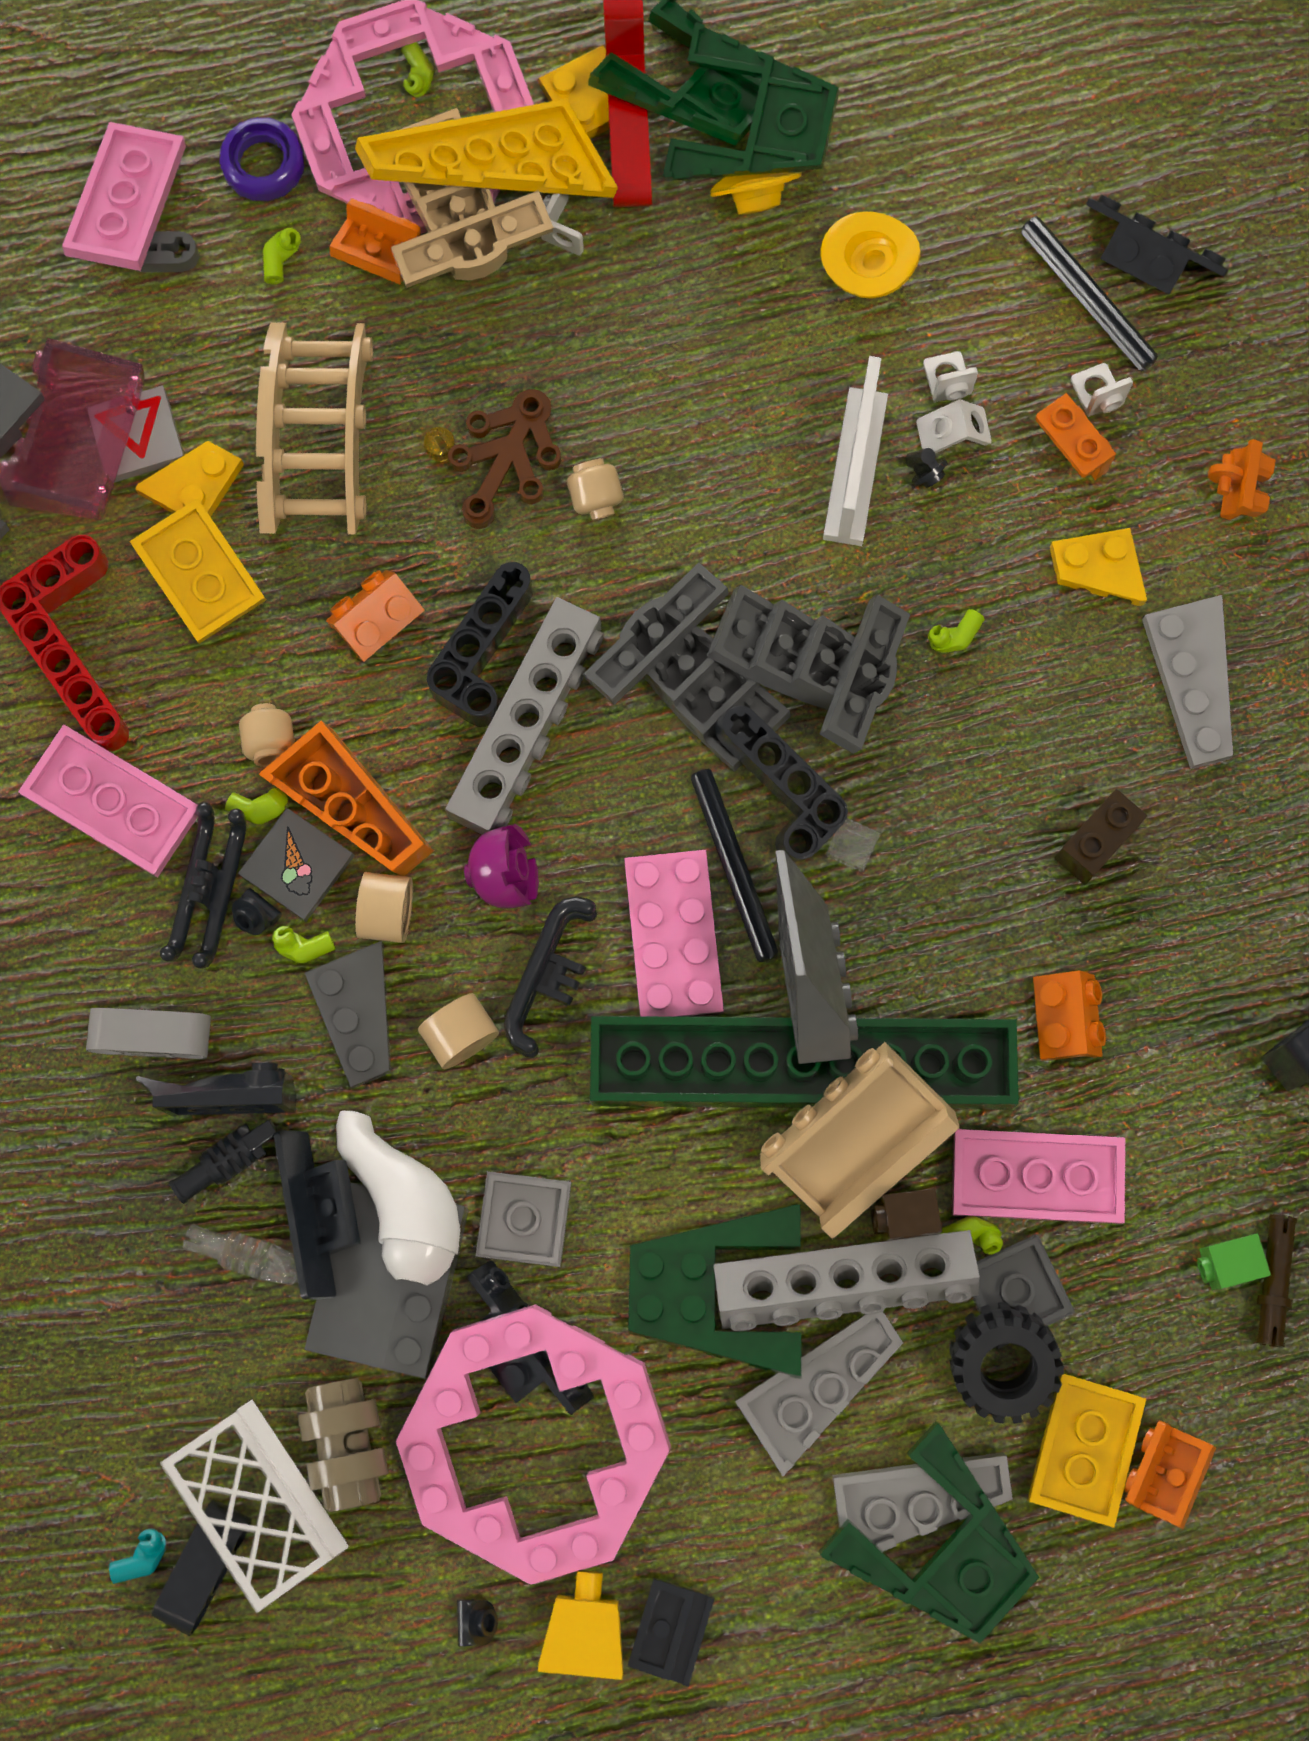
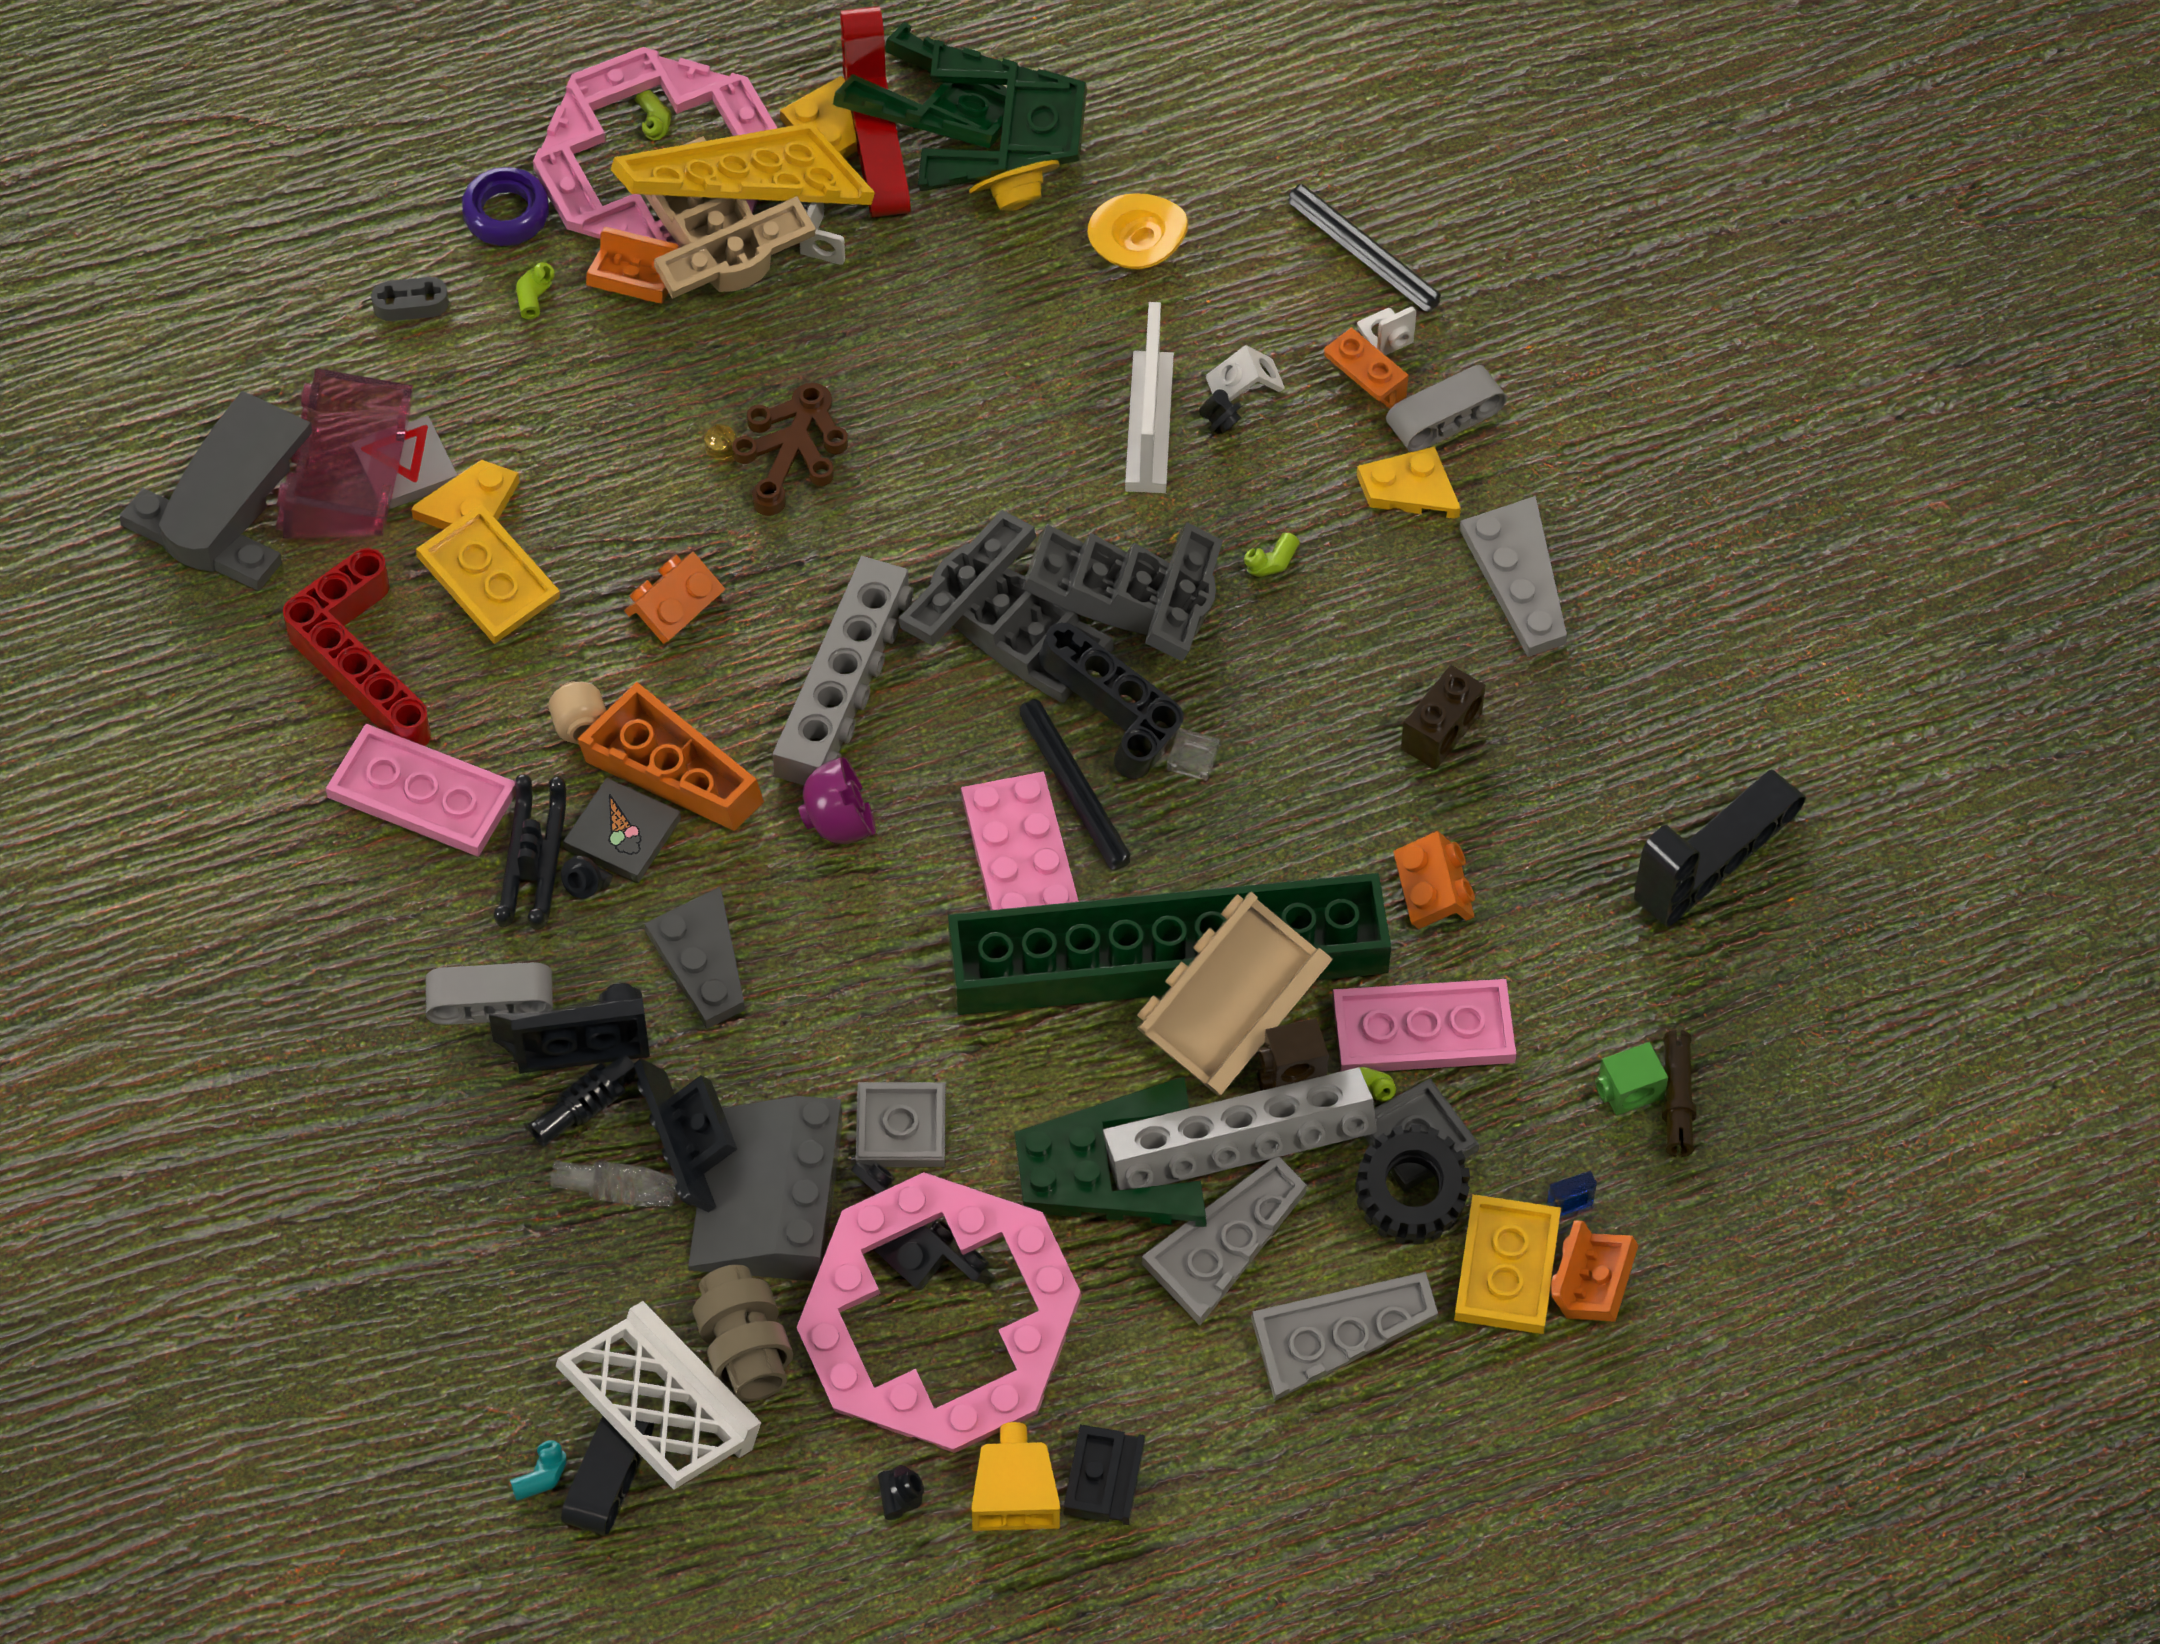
camera: 10 degrees left, 20 degrees down
(124, 196) = (369, 249): bright pink plate -> none
(260, 809) = (581, 781): lime arm -> none
(274, 415) = (552, 420): tan fence -> none
(299, 948) = (635, 904): lime arm -> none
(384, 907) = (720, 850): tan piece -> none
(412, 1203) = (788, 1109): white animal -> none
(458, 1031) = (812, 952): tan piece -> none
(487, 638) = (777, 636): black beam -> none
(546, 972) = (897, 893): black piece -> none
(595, 489) = (886, 462): tan head -> none
(812, 969) = (1163, 841): dark grey slope -> none
(953, 384) = (1235, 332): white bracket -> none
(971, 1576) = (1405, 1387): dark green wing -> none
(1147, 252) = (1418, 206): black bracket -> none
(1147, 486) = (1446, 408): none -> light grey beam
(1159, 1383) = (1572, 1193): none -> clear blue tile
(1238, 480) = (1535, 391): orange hips -> none

